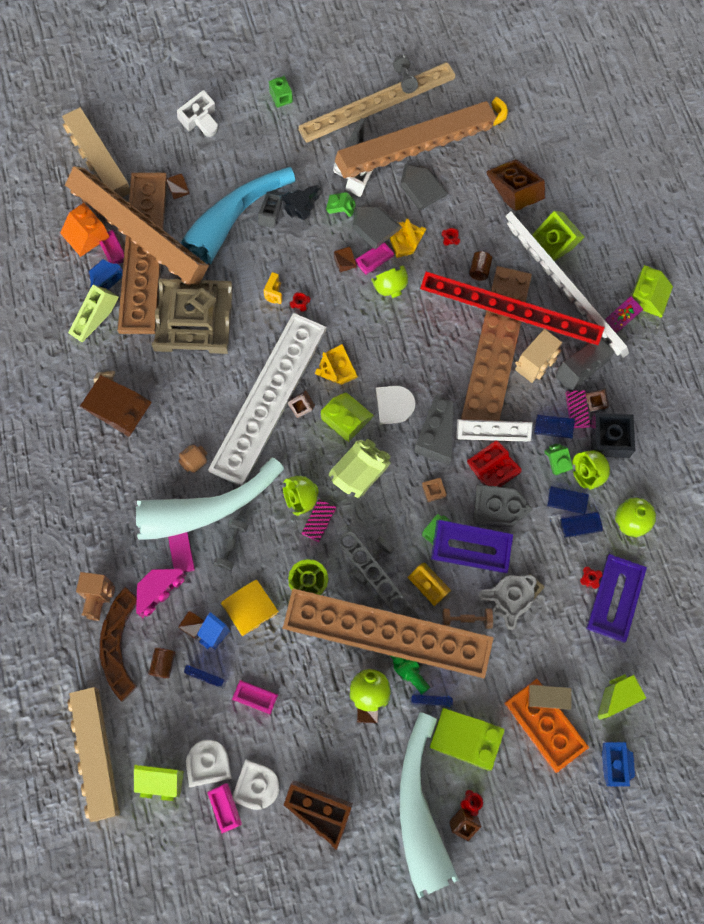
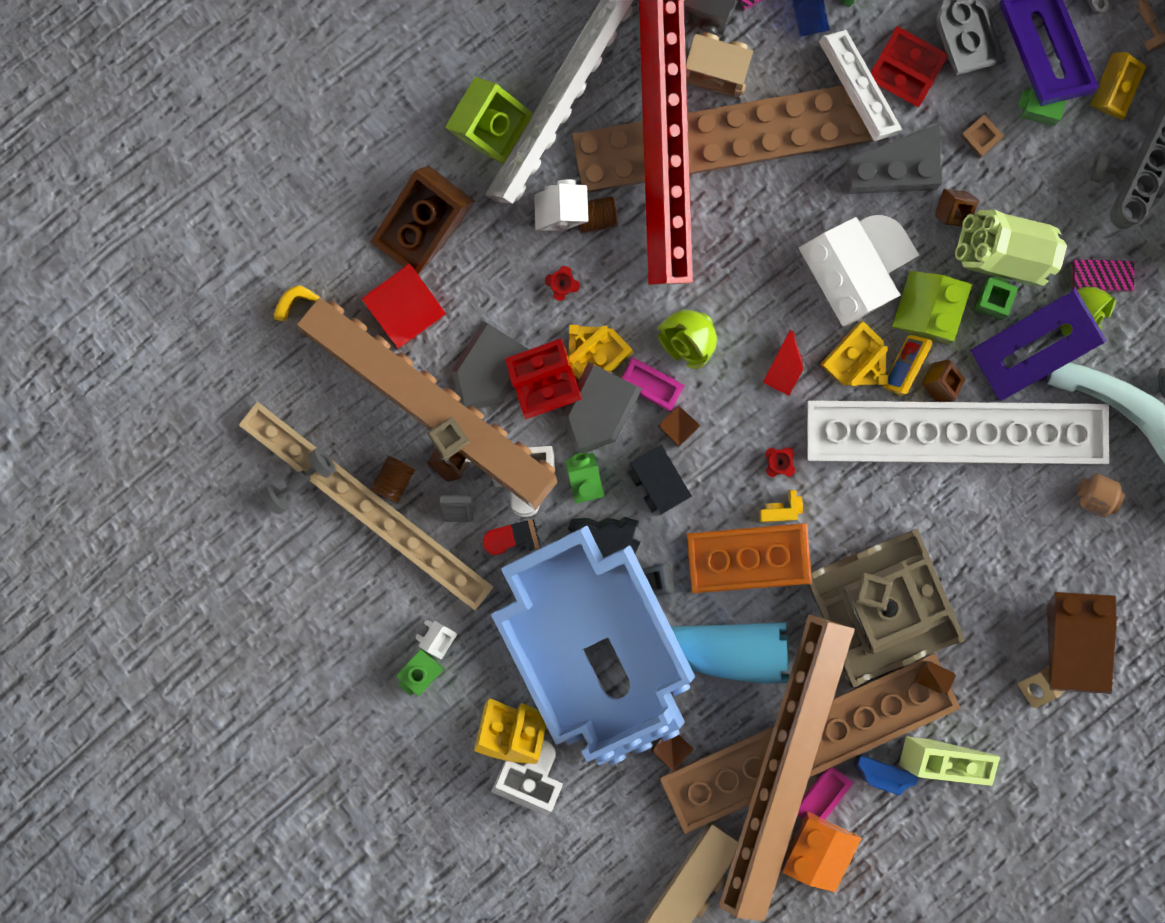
camera: 115 degrees left, 15 degrees up
(140, 321) = (935, 677): none -> reddish brown slope
(227, 114) = (510, 732): none -> yellow slope
(255, 261) = (749, 558): none -> orange tile
(275, 160) = (571, 601): none -> light blue panel
(285, 475) = (1064, 310): none -> dark purple piece
(293, 105) = (436, 639): none -> white tile
(318, 388) = (907, 364): none -> slope
(320, 237) = (660, 480): none -> black brick
(326, 163) = (501, 539): none -> leg
(334, 448) = (996, 298): none -> bright green brick
(351, 326) = (786, 366): none -> red slope
(385, 117) = (392, 479): none -> reddish brown piece
(387, 376) = (849, 271): none -> white slope
(392, 131) = (448, 438): none -> dark tan tile
(399, 455) = (955, 206): none -> reddish brown slope
(402, 202) = (543, 378): none -> red slope
(473, 158) = (404, 306): none -> red slope
(493, 244) = (561, 206): none -> white brick

